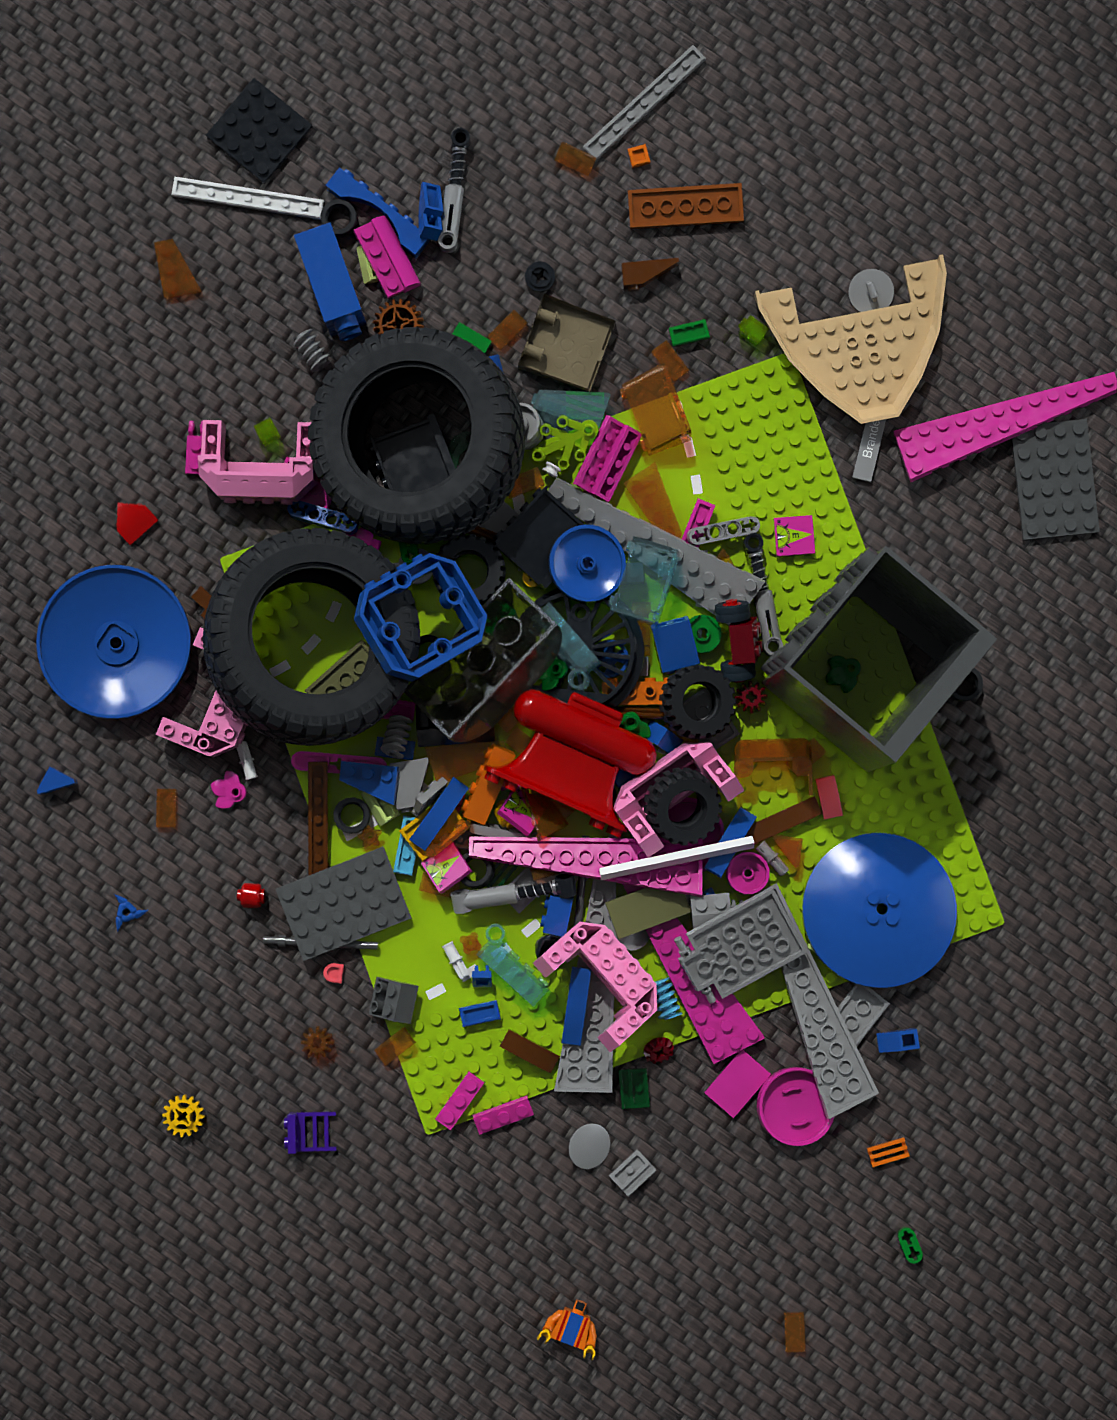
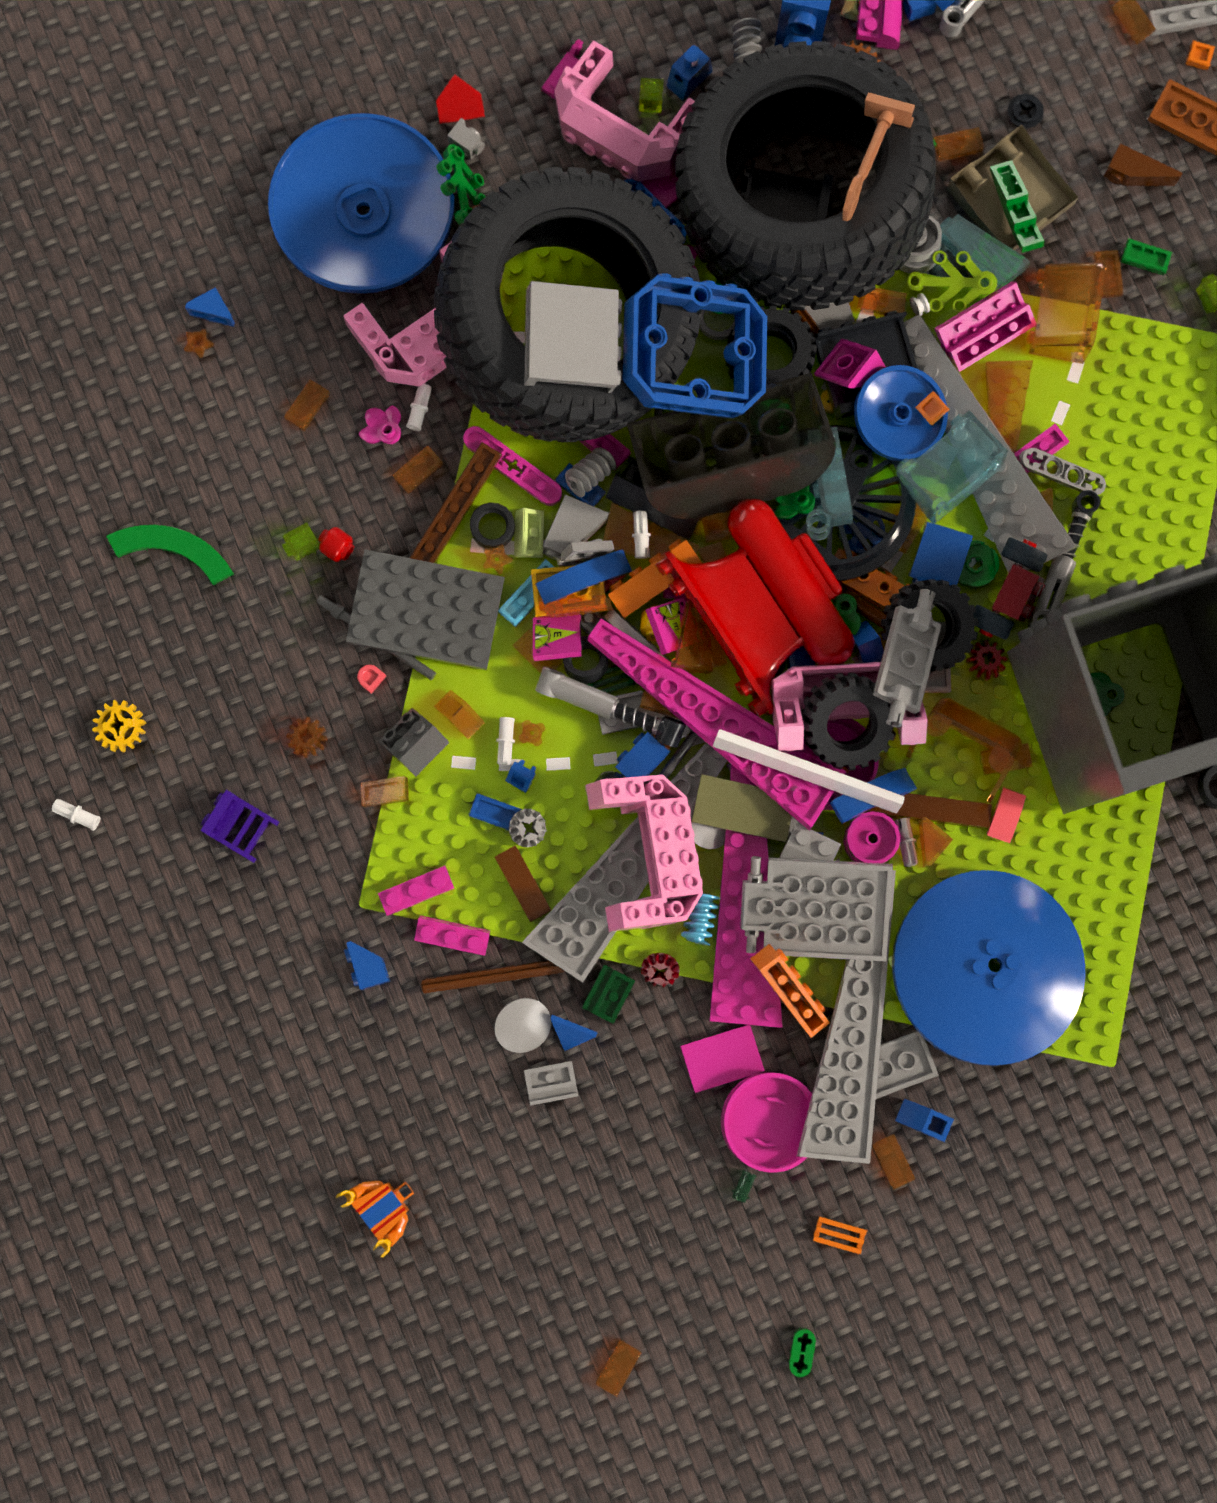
camera: 25 degrees right, 5 degrees down
(55, 810) = (204, 344): none -> clear orange plate
(134, 913) = (200, 475): blue piece -> none
(137, 962) = (175, 541): none -> green tile
(156, 546) = (467, 139): none -> light grey brick
(158, 567) = (454, 159): none -> green plant
(192, 1194) = (76, 814): none -> white axle
(225, 909) = (300, 542): none -> clear neon green brick
(273, 805) = (417, 469): none -> clear orange tile
(284, 398) = (692, 69): none -> blue torso
(334, 668) = (572, 335): none -> light grey panel
(371, 778) = (537, 498): blue wing -> none
(412, 961) = (459, 714): none -> clear orange slope
(451, 370) = (887, 112): none -> nougat piece
(458, 1171) = (368, 967): none -> blue slope
(460, 759) = (641, 535): none -> white axle
(503, 1016) = (517, 829): none -> light grey gear
(508, 967) = (557, 786): clear light blue hinge -> none
(530, 550) = (850, 364): none -> dark pink slope
(547, 1125) = (489, 976): none -> reddish brown axle
(576, 356) = (1016, 206): none -> green slope
(576, 1006) = (602, 865): blue slope -> none
(606, 546) = (932, 408): none -> orange tile
(625, 1130) = (571, 1033): none -> blue slope
(697, 741) = (907, 658): none -> light grey plate
(756, 1012) = (791, 992): none -> orange brick
(794, 535) = (1133, 524): dark pink tile -> none
(804, 1160) = (744, 1186): none -> clear green pin
(894, 1080) = (893, 1161): none -> clear orange tile

